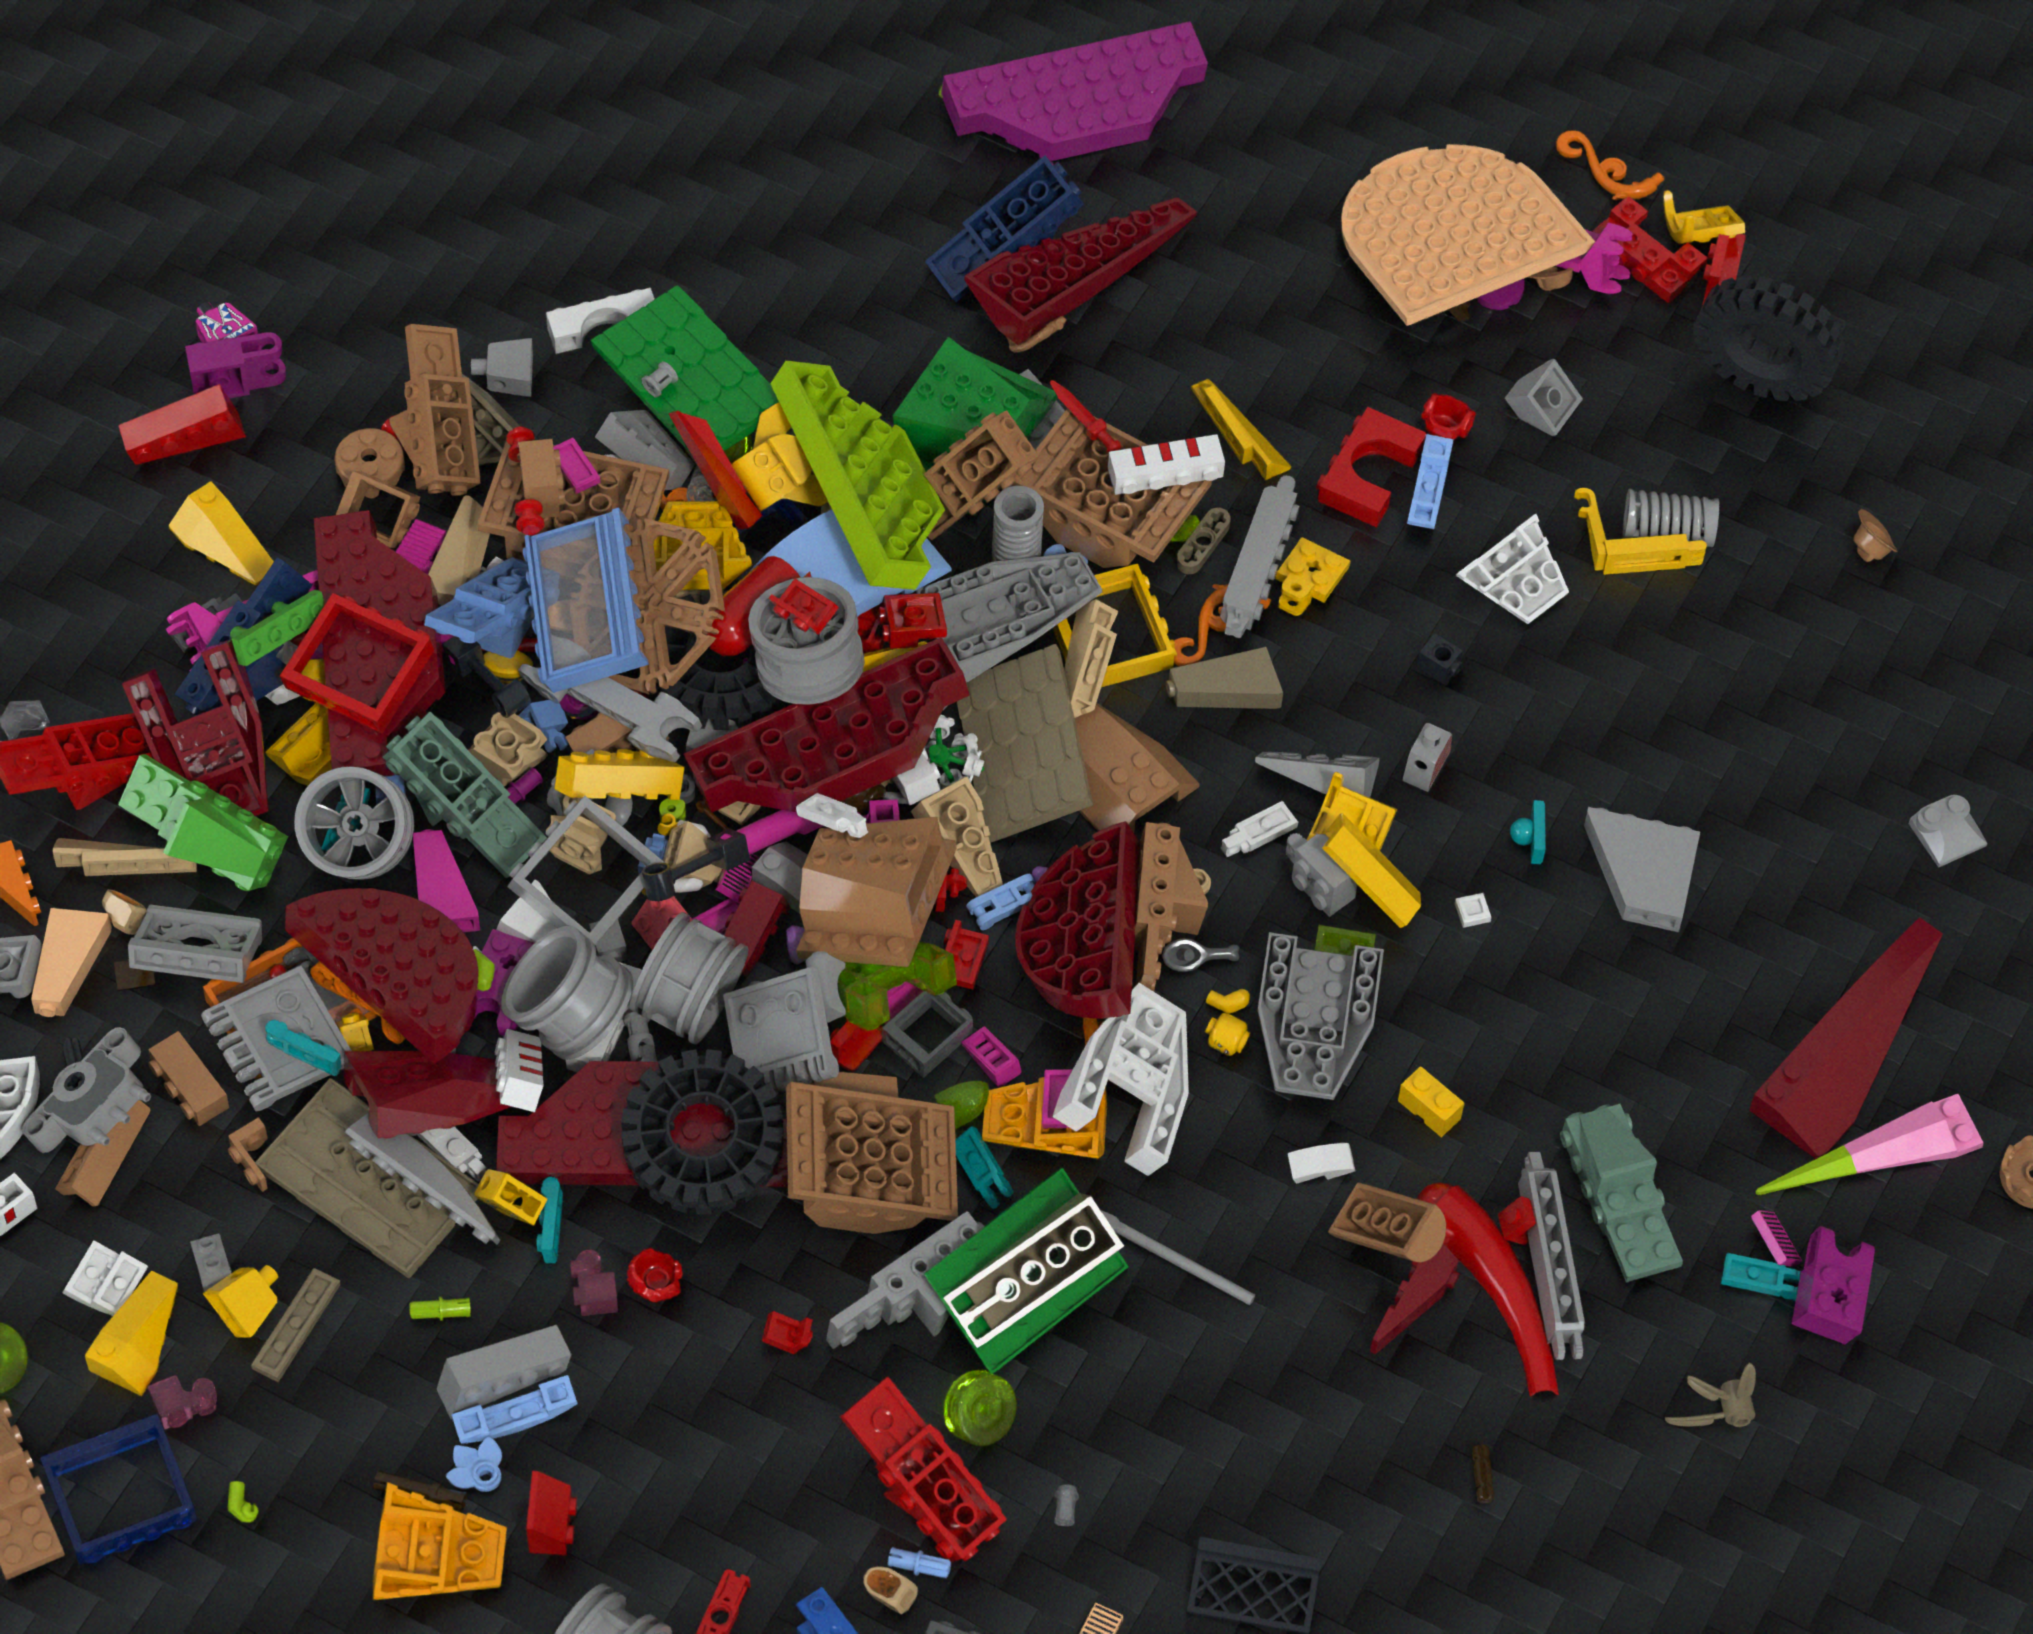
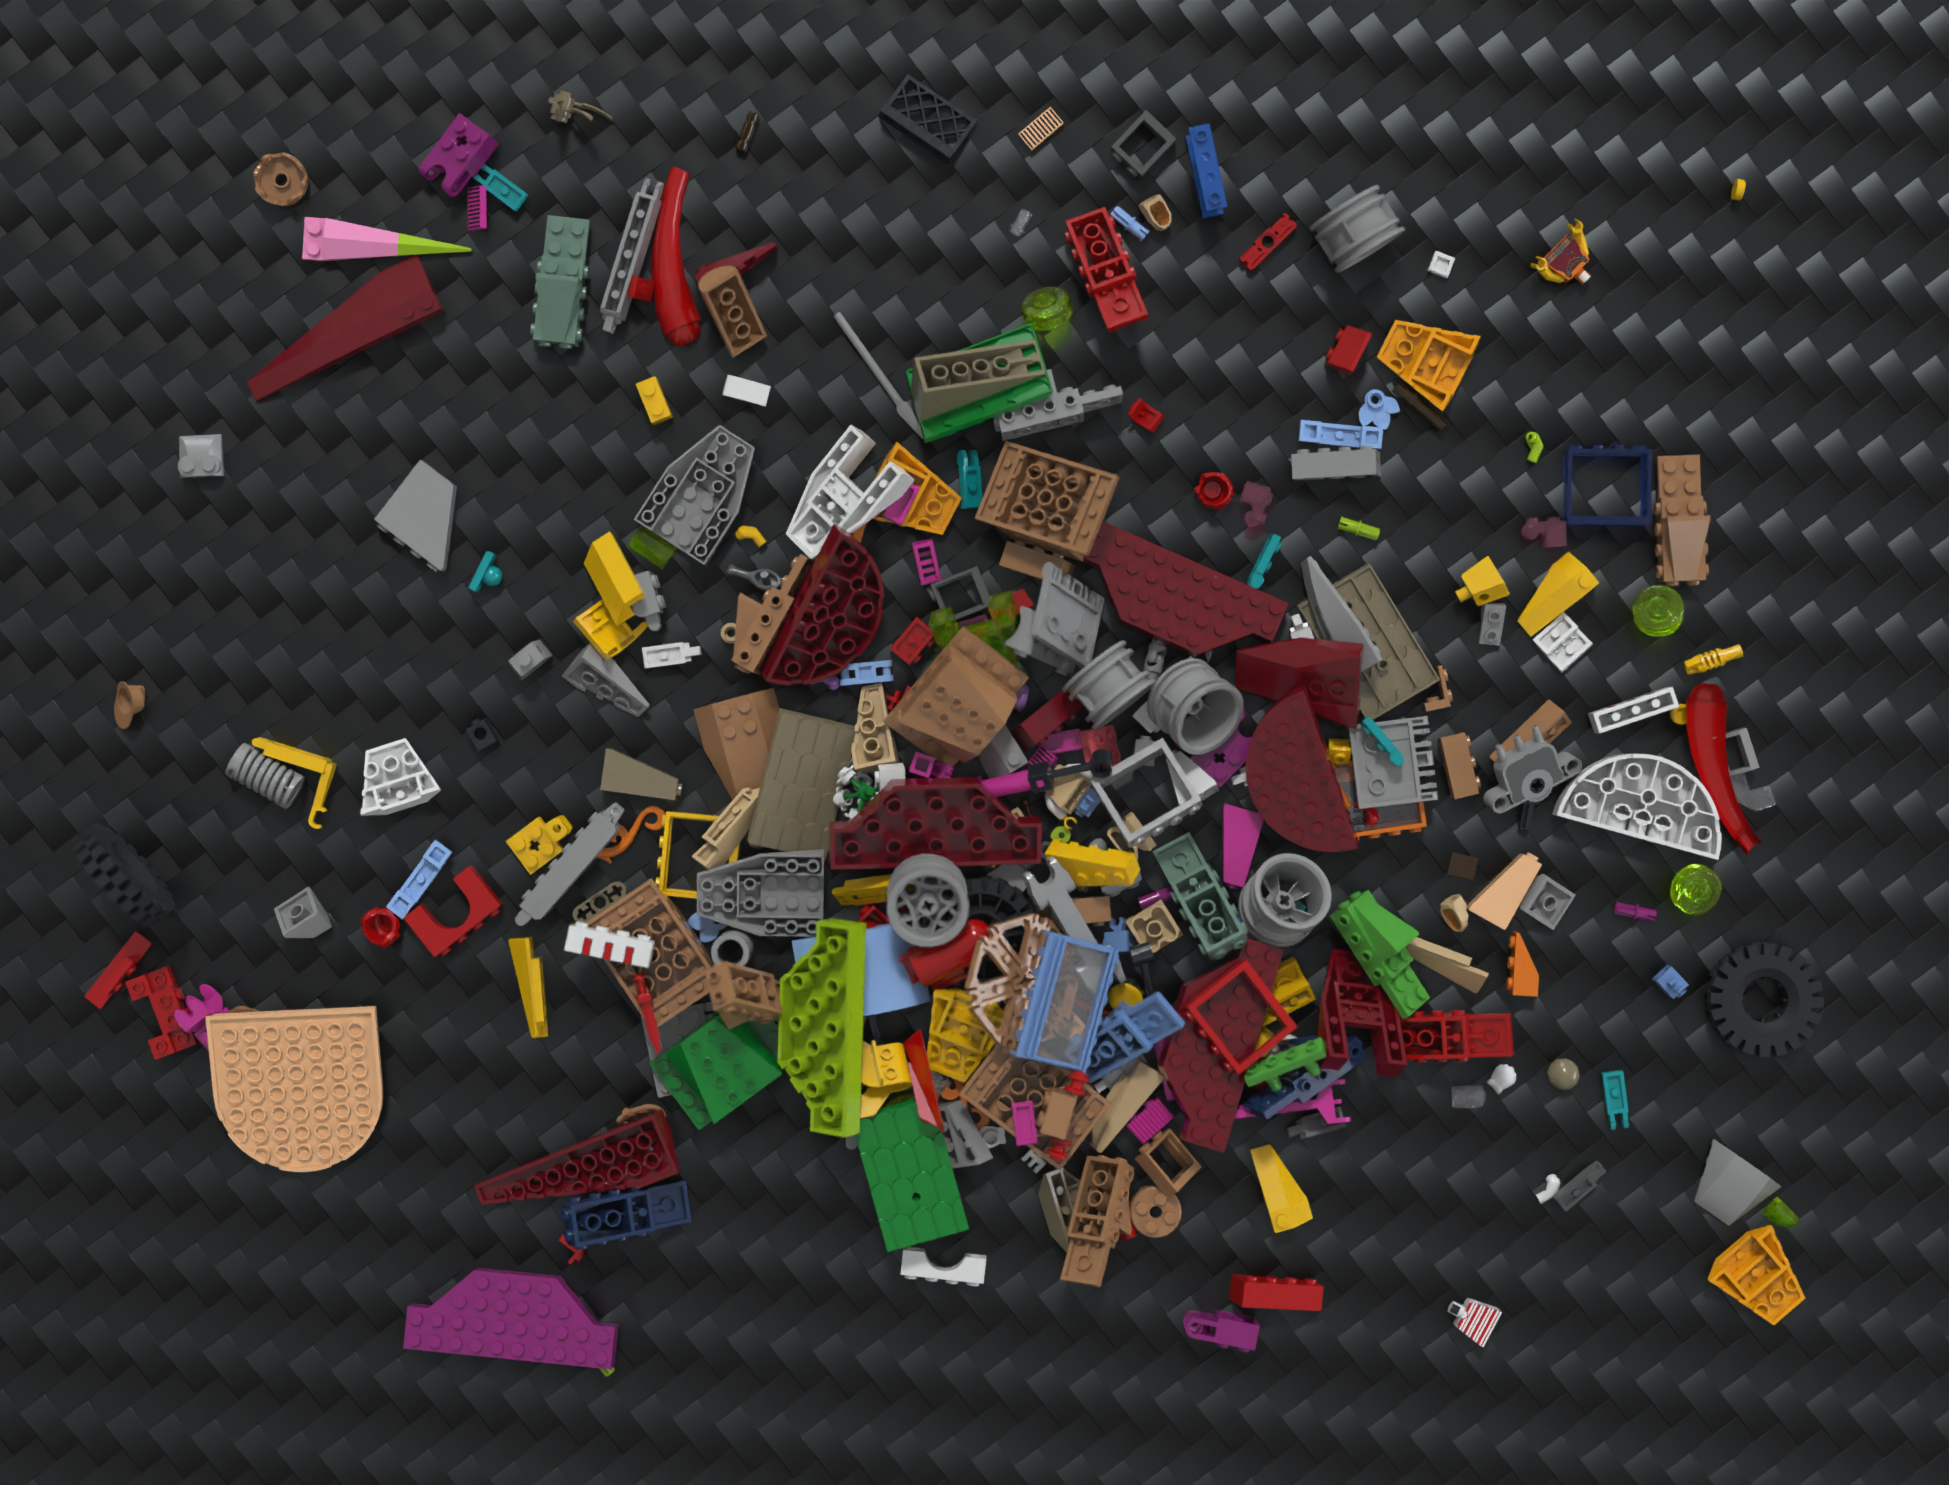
camera: 155 degrees left, 30 degrees up
(214, 961) = (1411, 834): light grey fence -> none
(222, 323) = (1216, 1368): torso -> none
(296, 1324) = (1453, 558): dark tan tile -> none
(486, 971) = (1239, 755): lime arm -> none
(501, 1191) = (1287, 583): yellow torso -> none
(507, 367) = (1027, 1252): light grey torso -> none
(519, 1070) = (1250, 661): white brick -> none
(659, 379) = (935, 1170): light grey bush -> none
(708, 1179) = (1131, 597): black tyre -> none
(805, 606) = (926, 909): red bracket -> none
(833, 815) = (967, 755): white hinge -> none
(911, 618) = (838, 902): red plate -> none
(967, 1098) = (961, 529): clear neon green brick -> none
(1227, 1034) = (764, 508): yellow head -> none
(1472, 910) = (554, 534): white tile -> none
(1600, 170) = (161, 1099): orange plant -> none
(1701, 224) = (111, 1016): yellow piece -> none

